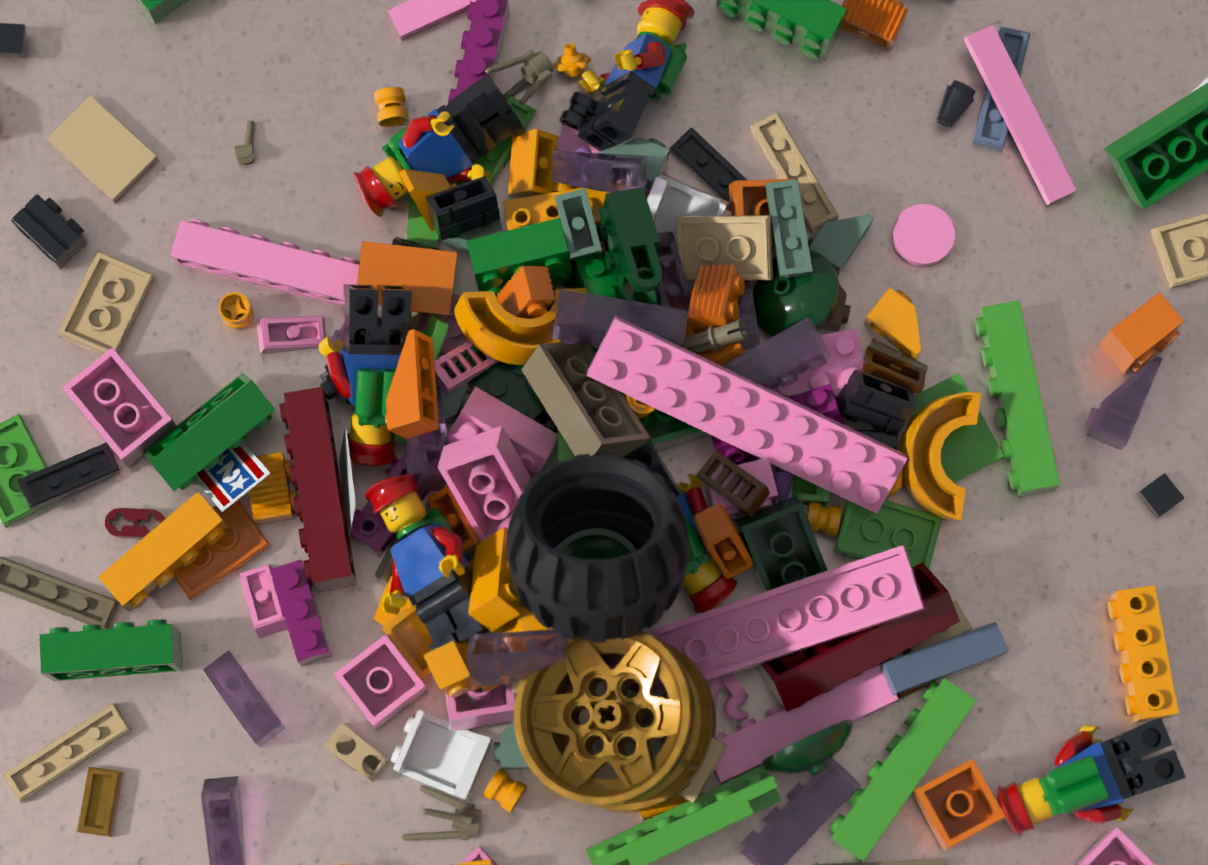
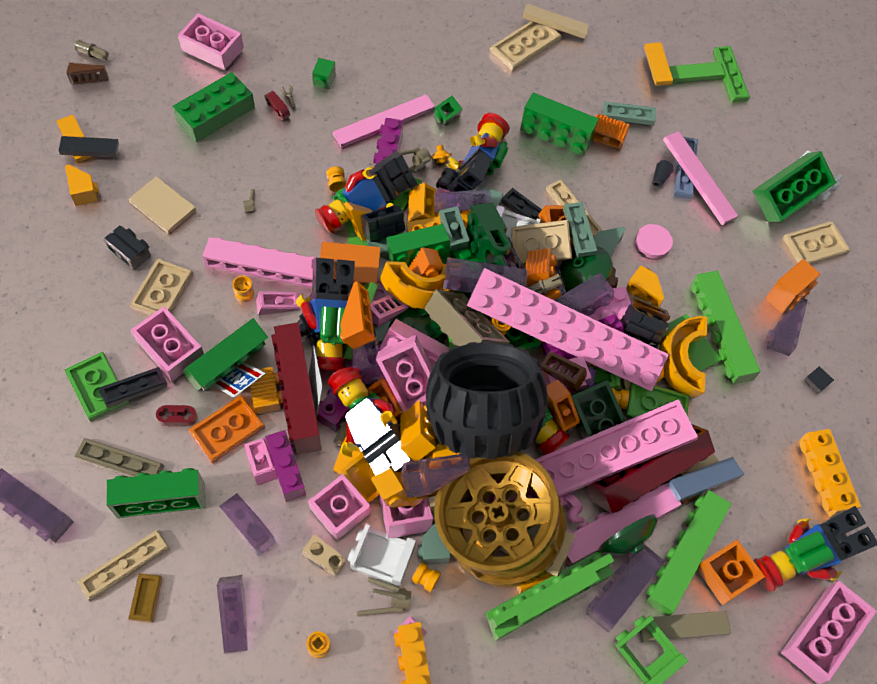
camera: 10 degrees left, 15 degrees down
(162, 552) = (193, 428): light orange brick -> none

